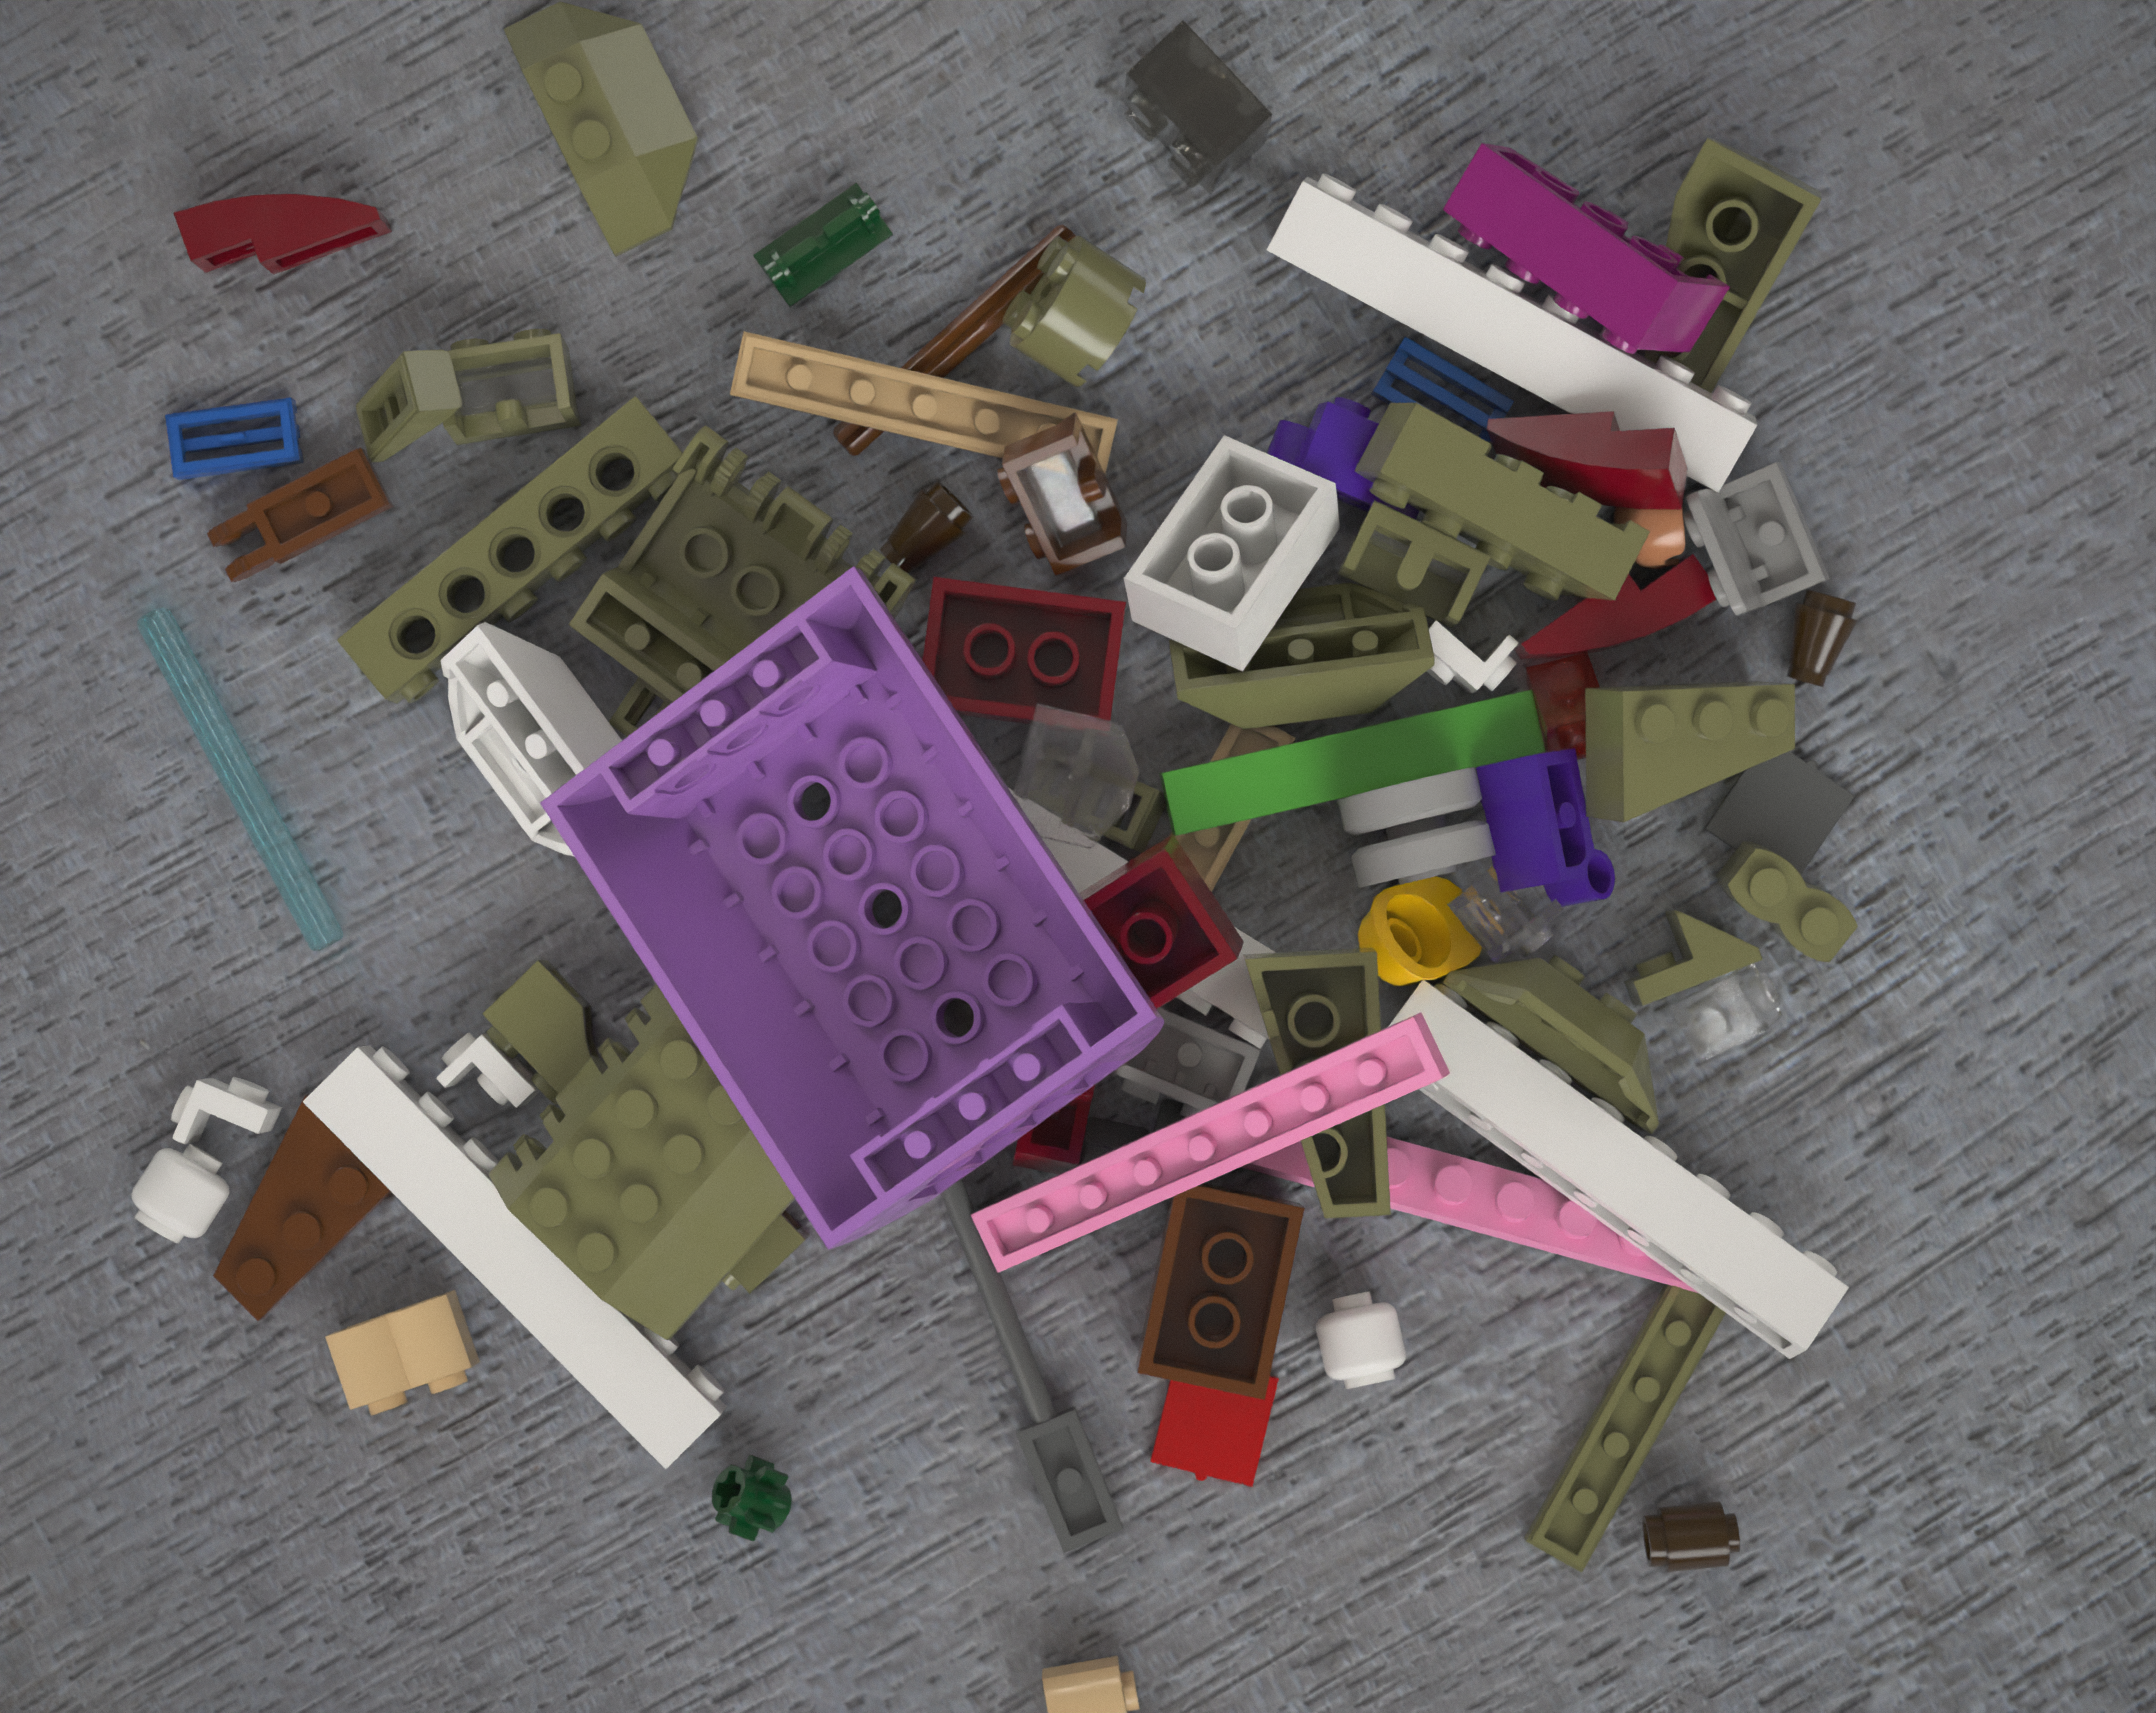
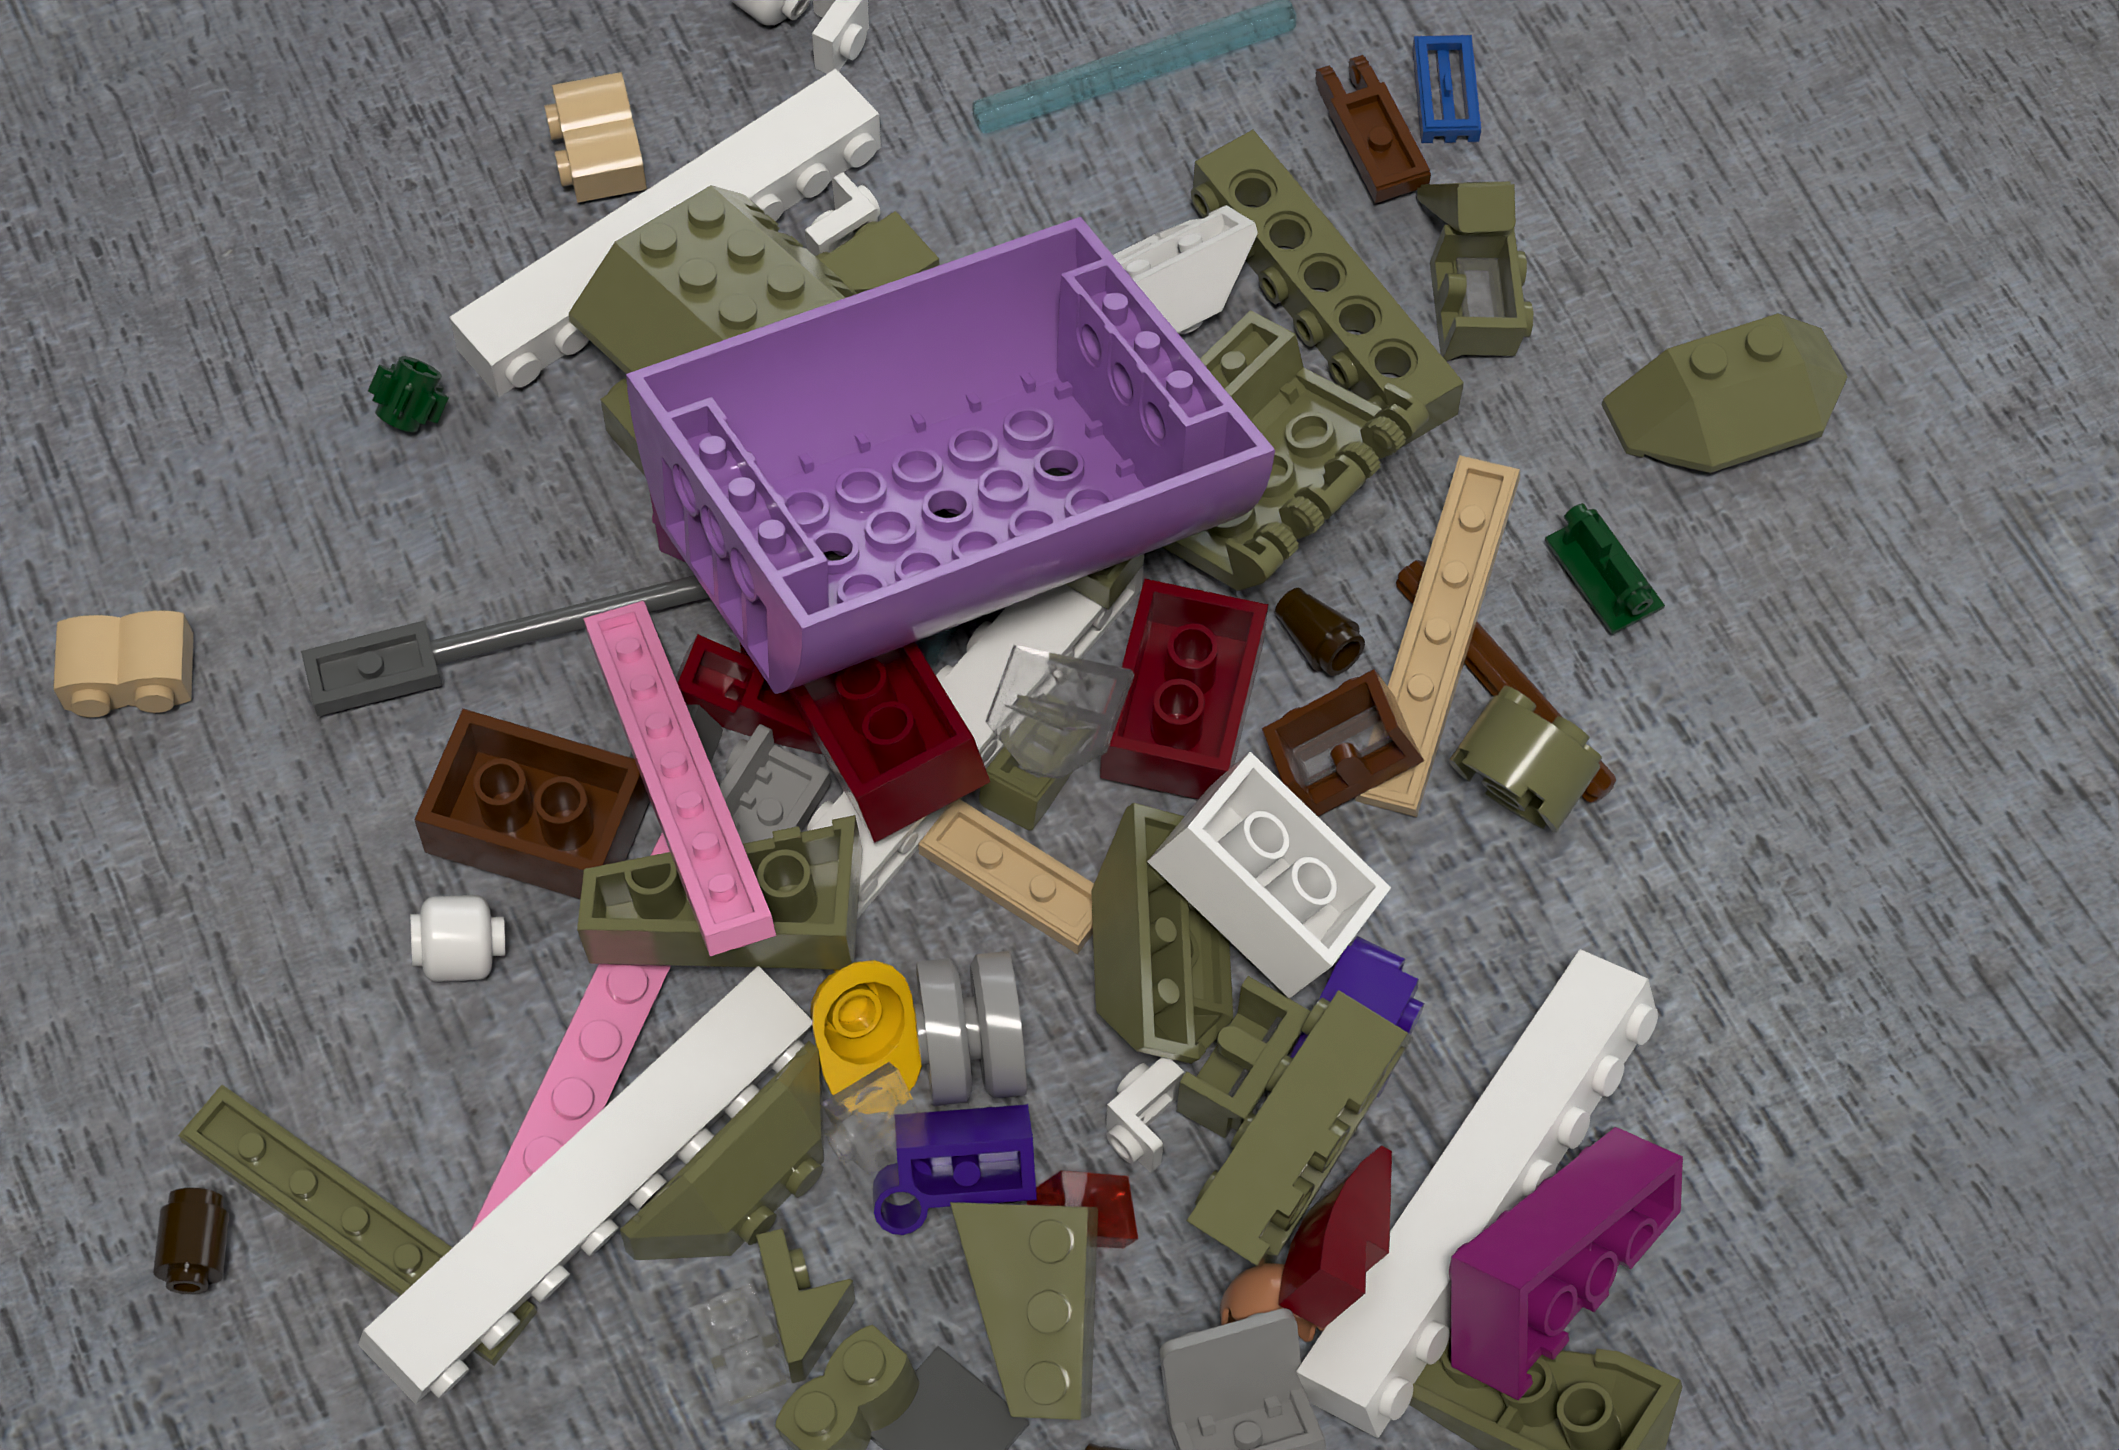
camera: 100 degrees right, 25 degrees down
(277, 228) = (1634, 125): dark red slope -> none
(298, 1215) = (725, 68): reddish brown wing -> none
(1195, 109) = (1726, 893): clear smoke brick -> none
(1213, 1431) = (384, 810): red piece -> none
(1351, 762) = (1047, 989): bright green tile -> none
(1448, 372) = (1449, 1084): blue tile -> none
(1633, 615) = (1173, 1258): dark red slope -> none

